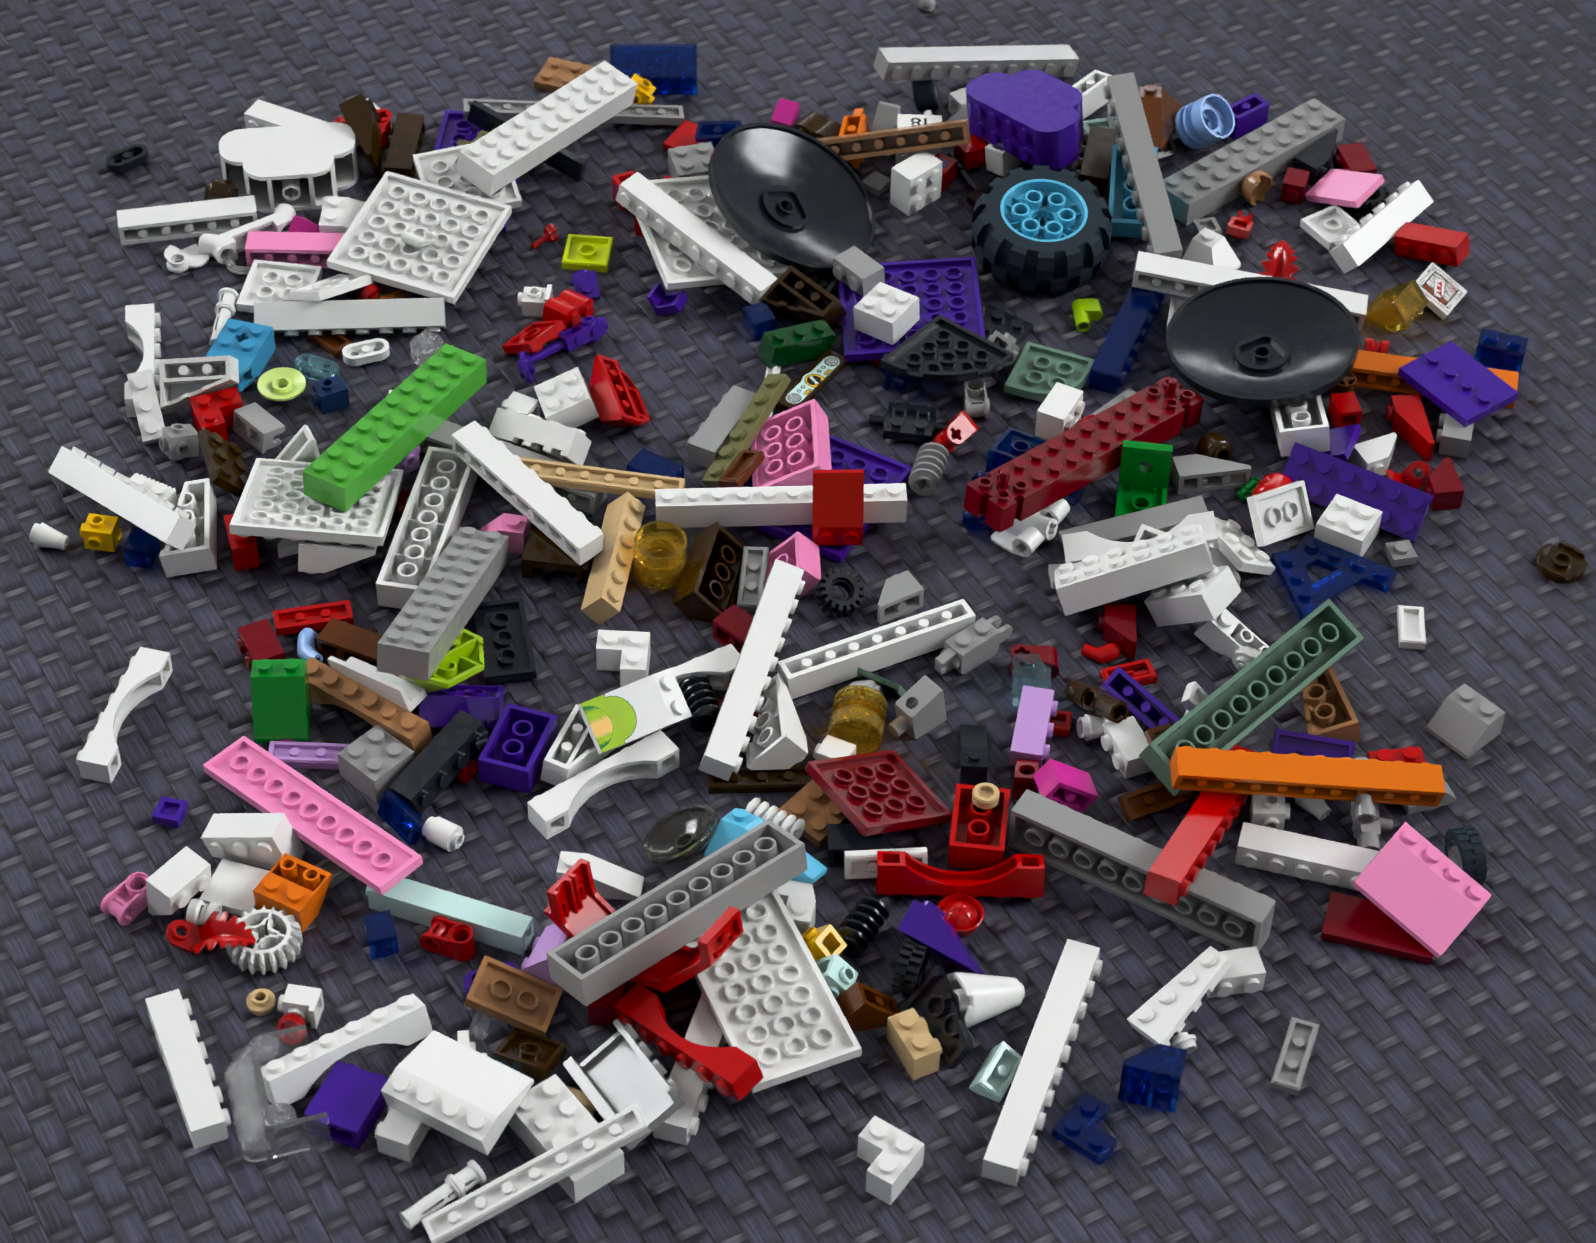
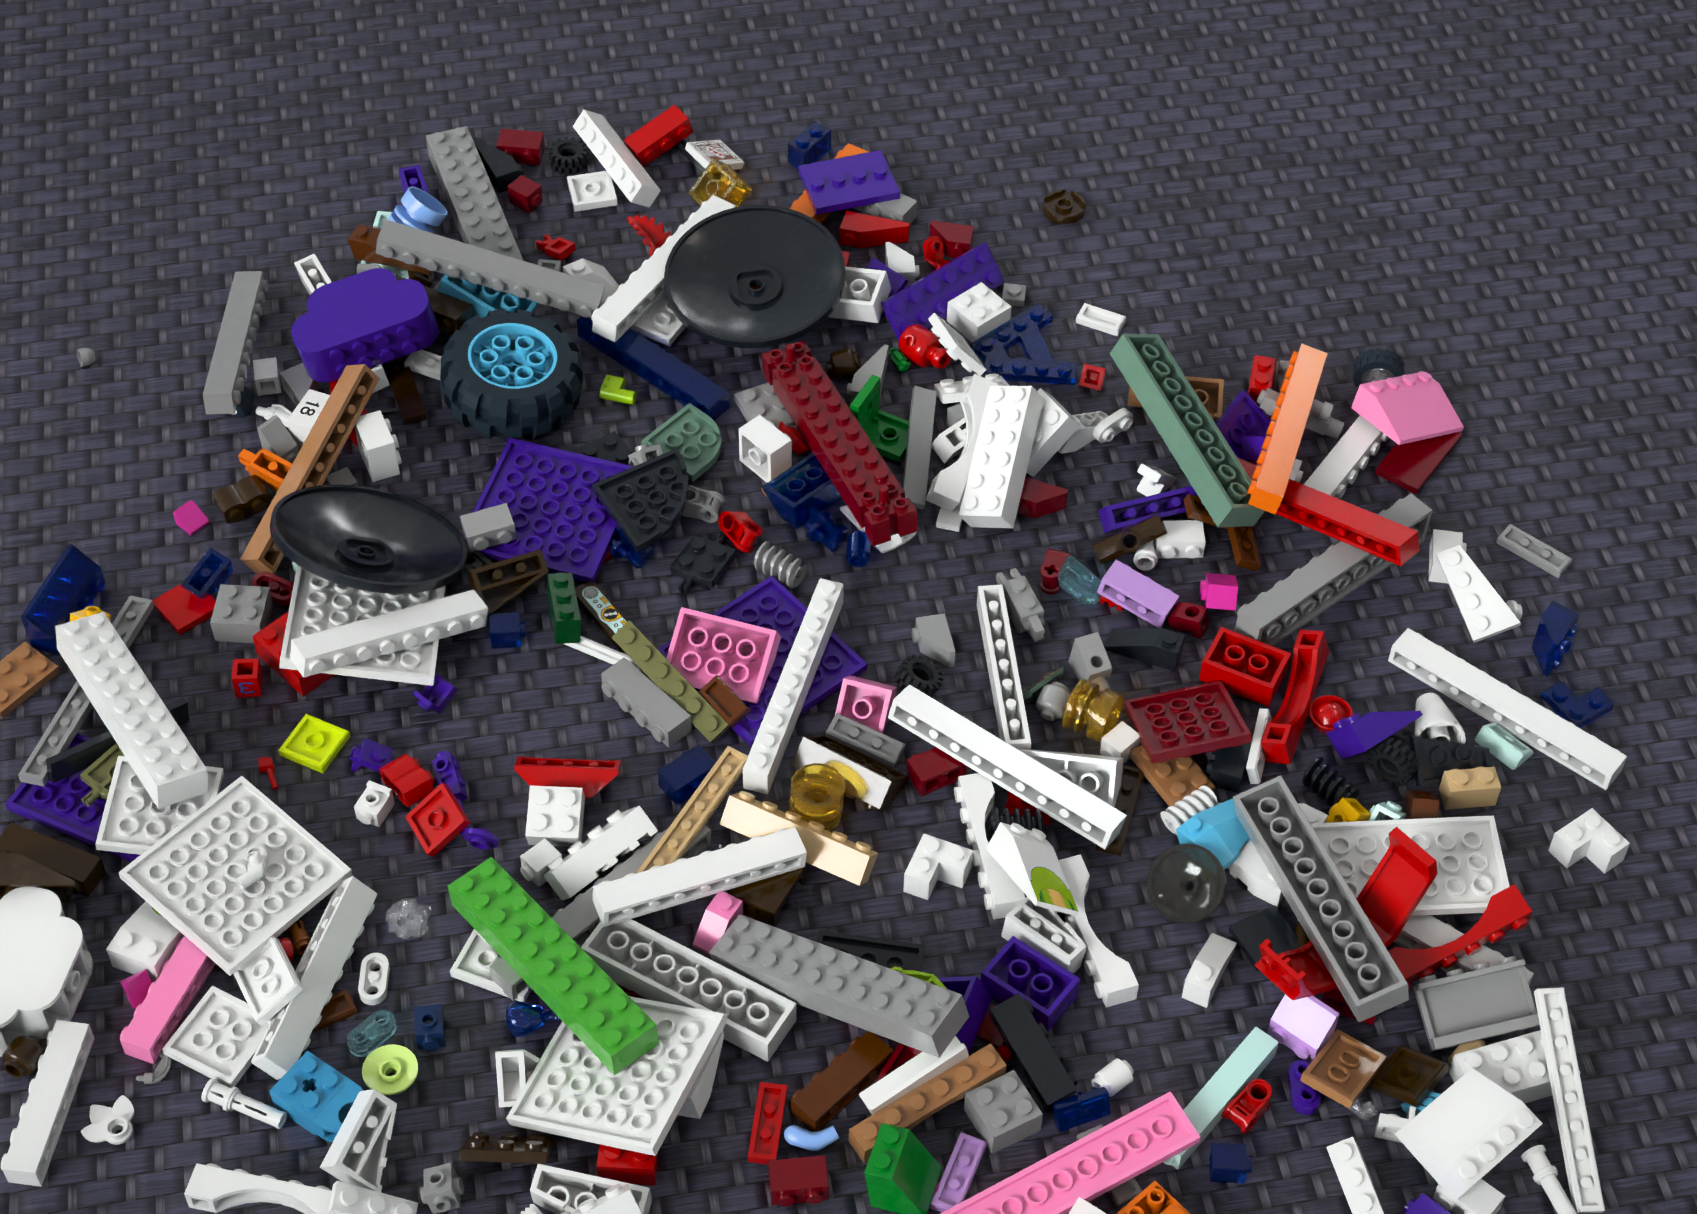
camera: 70 degrees left, 5 degrees up
(215, 410) = (411, 1148): red brick -> none
(234, 241) = (121, 1072): white plate -> none
(257, 427) = (448, 1109): light grey hinge -> none
(838, 507) = (836, 638): red slope -> none
(886, 313) = (565, 523): white brick -> none
(985, 795) = (1227, 644): tan tile -> none
(1102, 654) = (1058, 522): red arm -> none
(1143, 677) = (1088, 528): red tile -> none
(1256, 186) = (517, 217): medium nougat hair -> none
(1344, 188) = (556, 160): bright pink tile -> none
(1466, 721) = (1224, 323): light grey slope -> none

